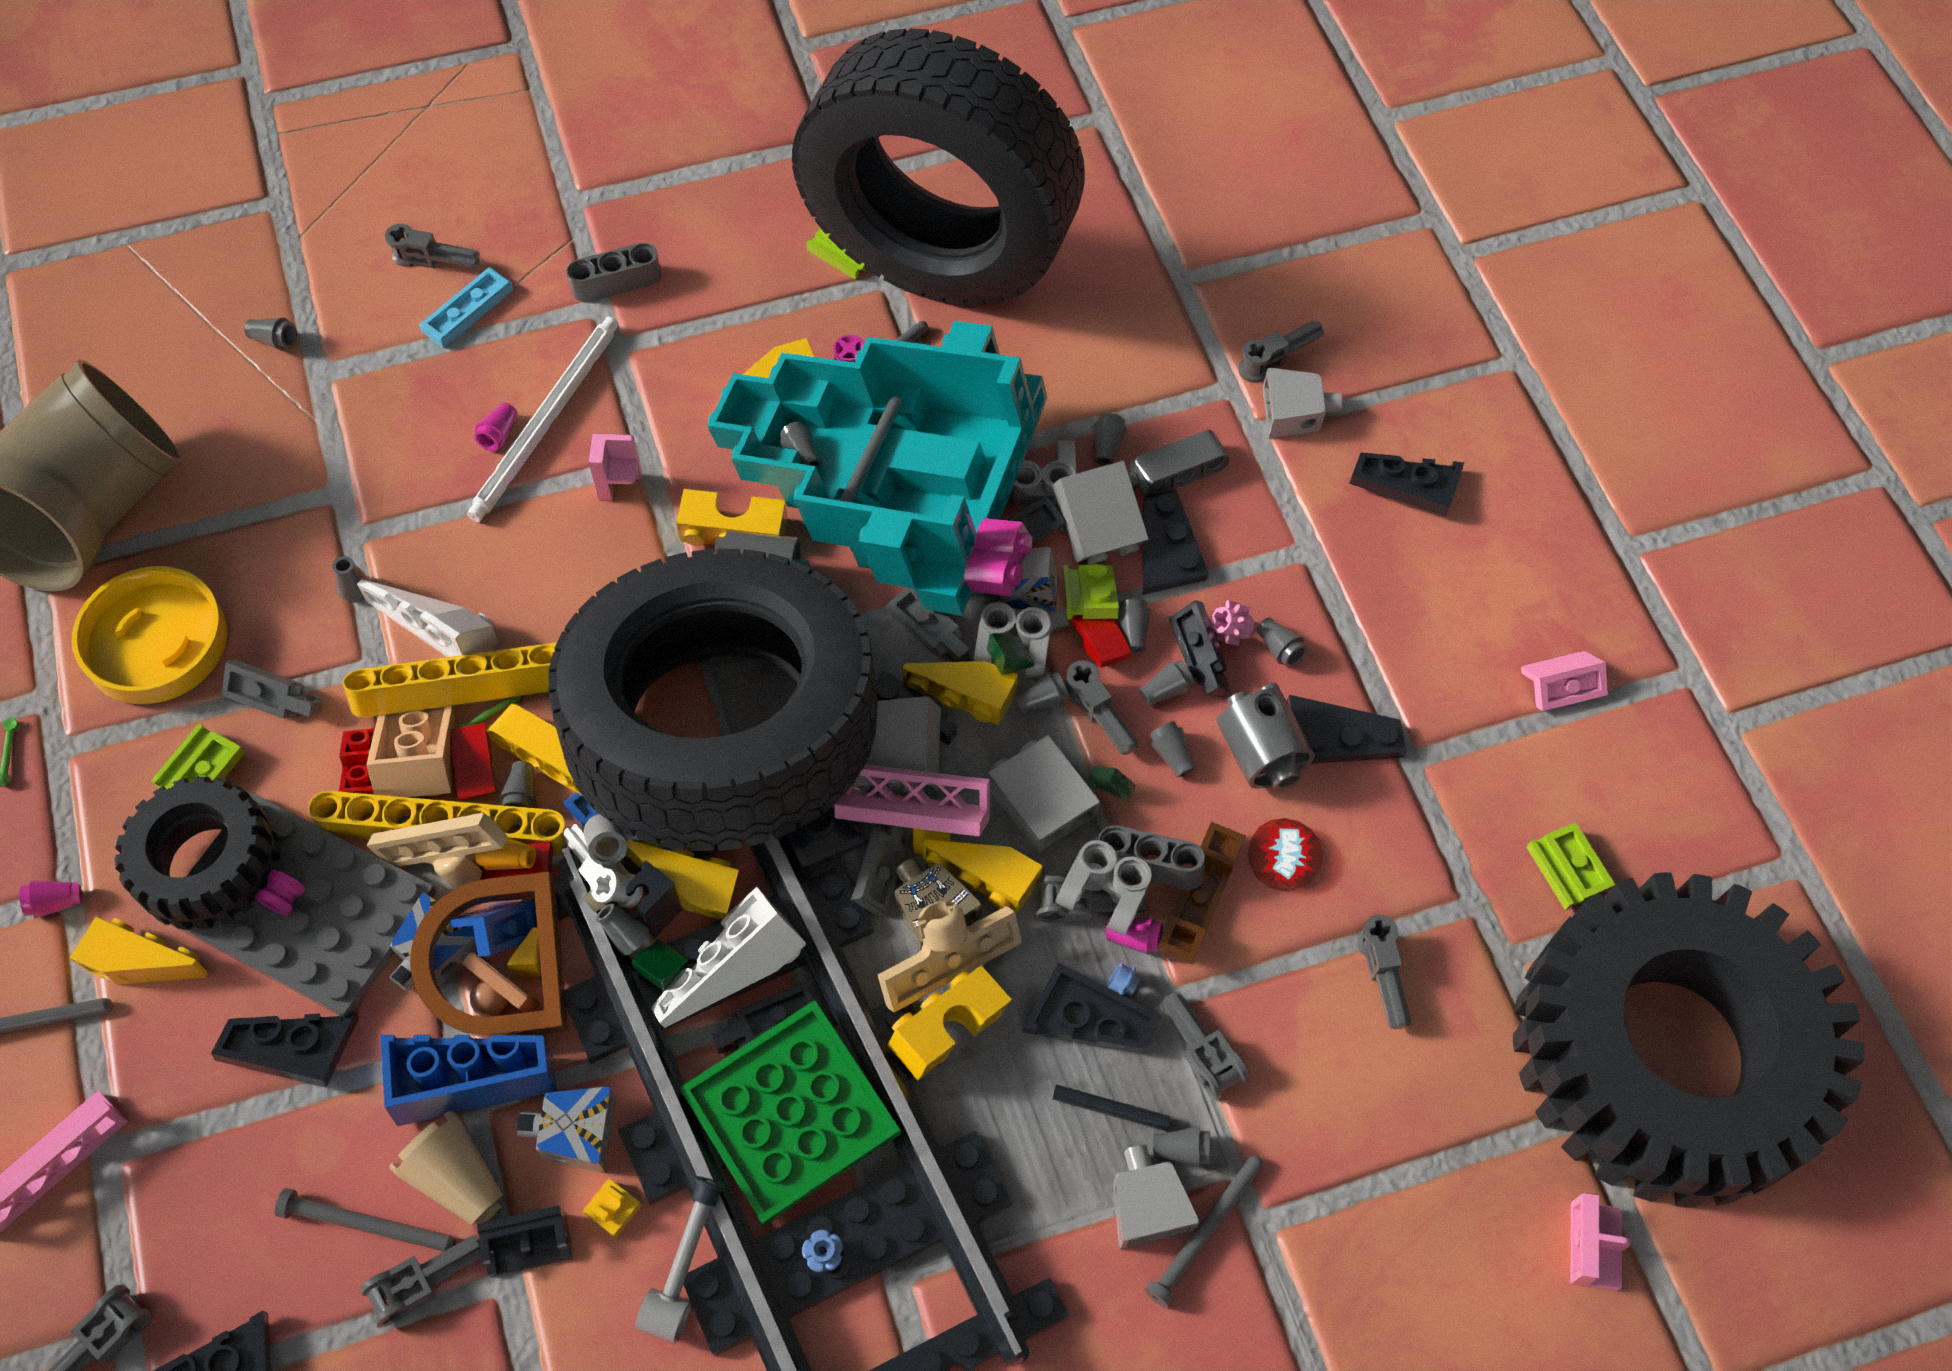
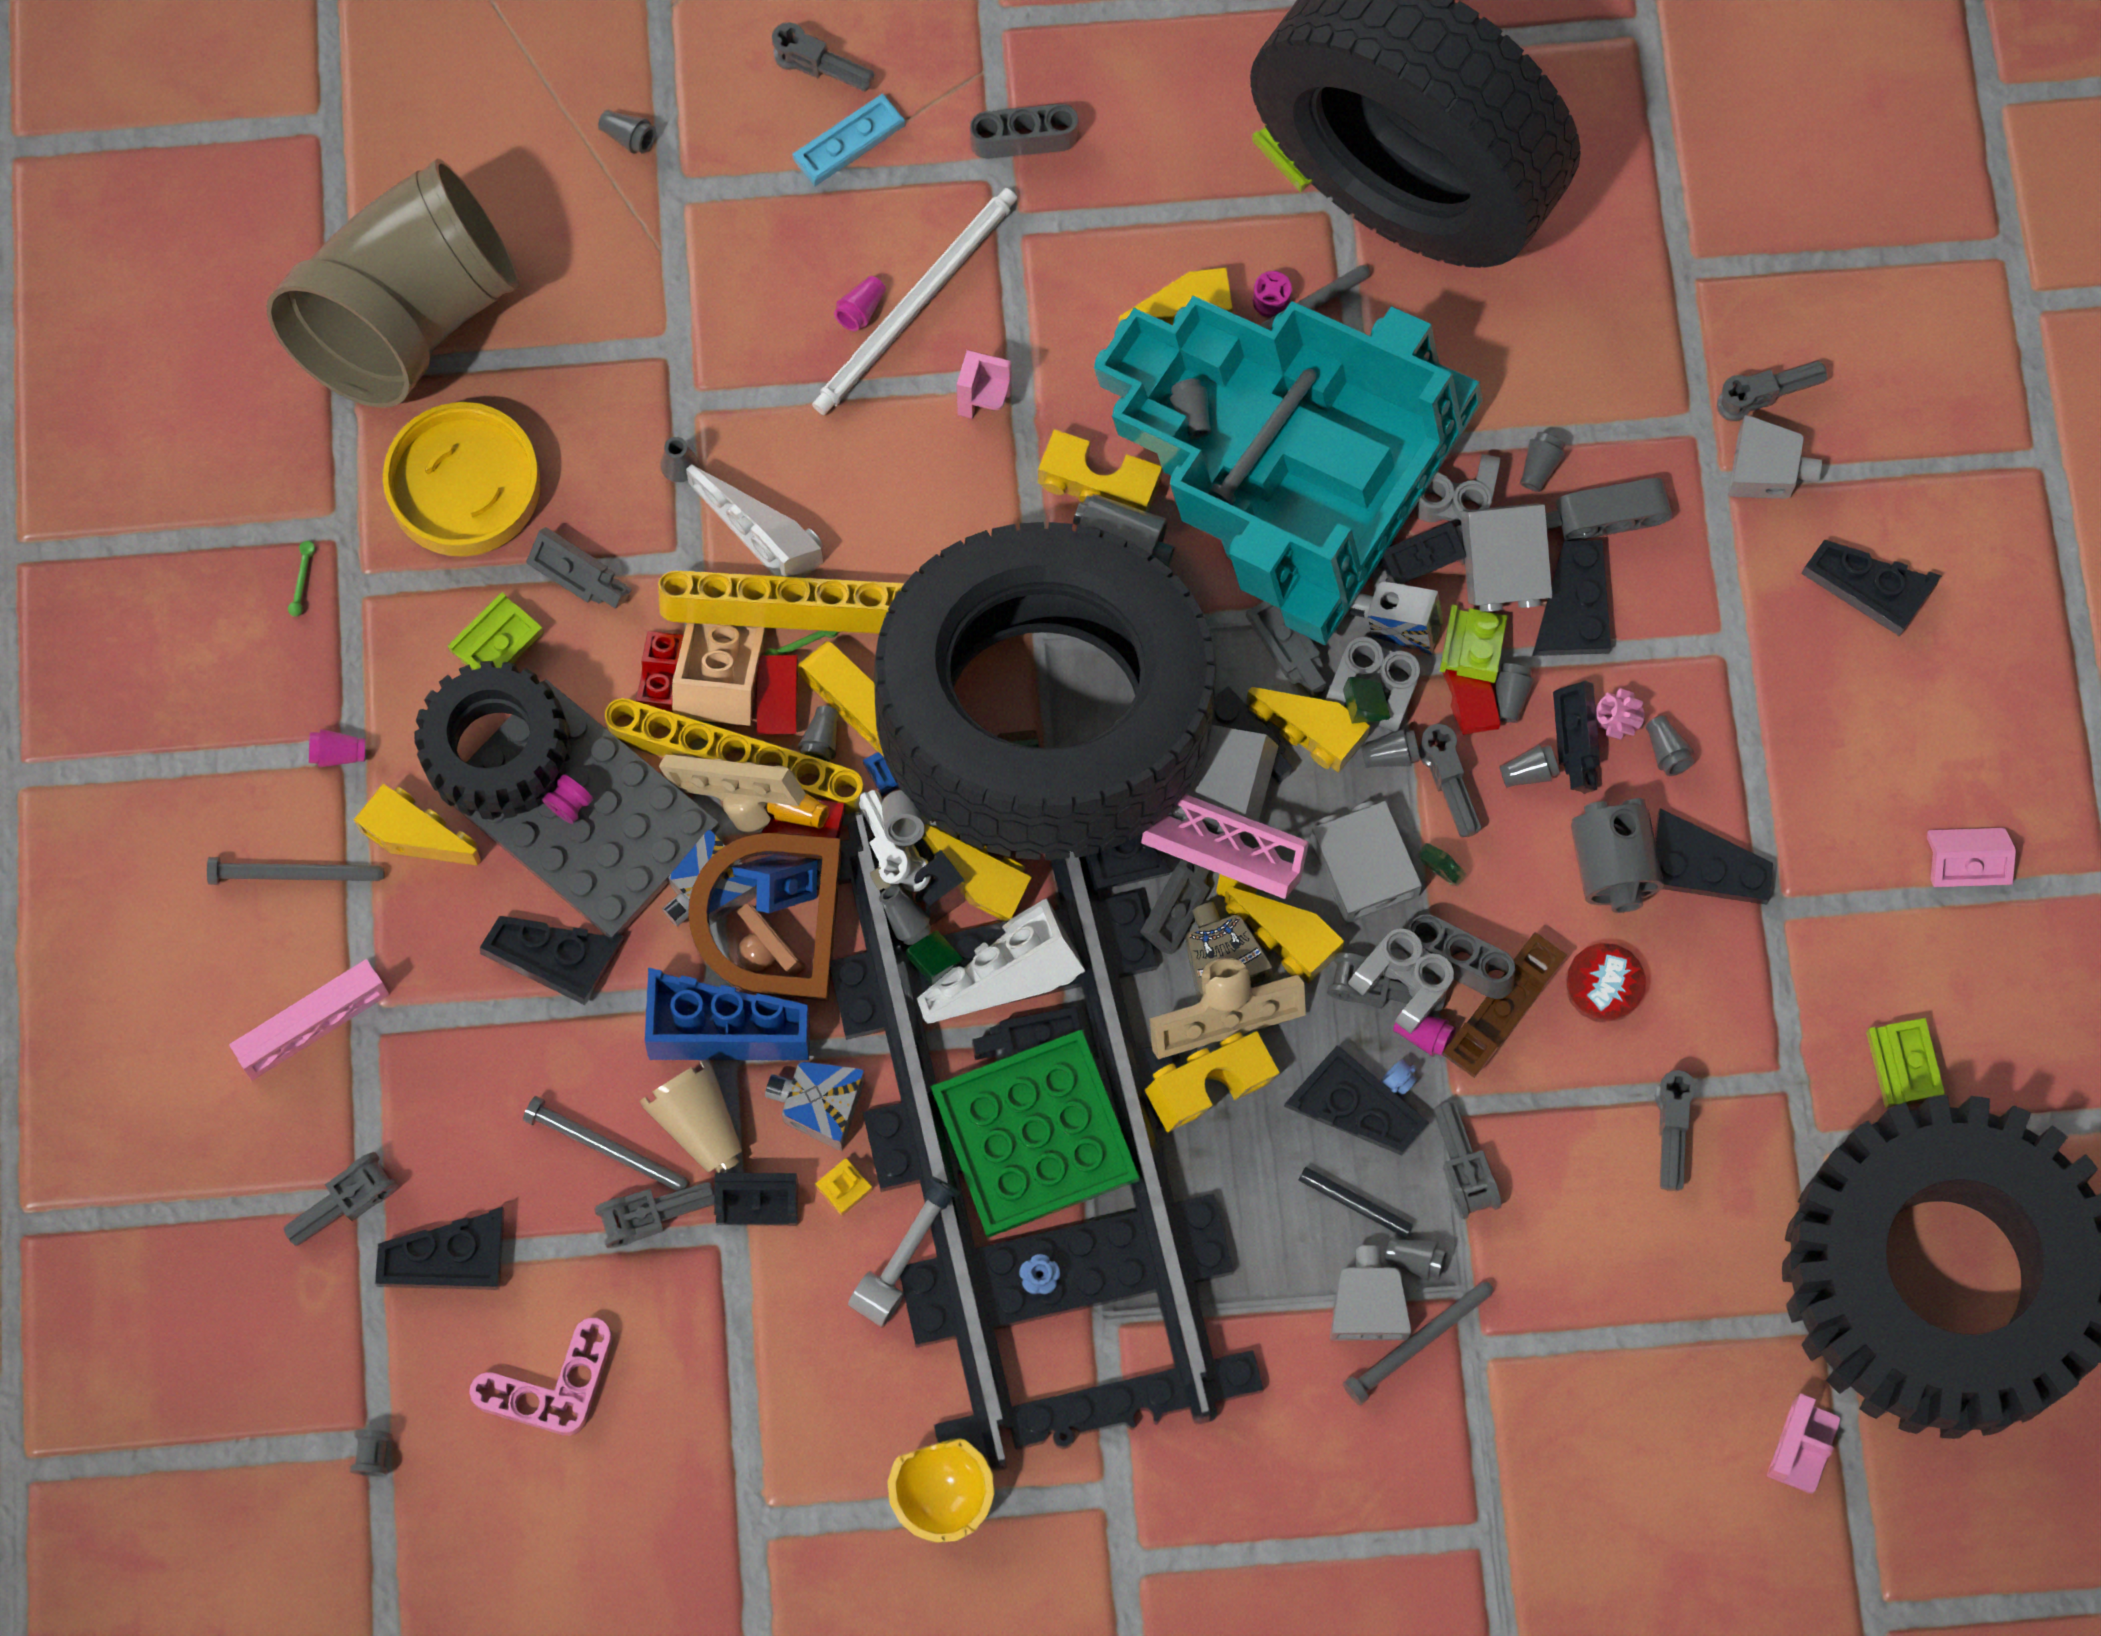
camera: 15 degrees right, 10 degrees up
(526, 959) = (803, 918): yellow slope -> none
(997, 557) = (1377, 590): dark pink brick -> none
(1173, 748) = (1517, 840): dark grey cone -> none

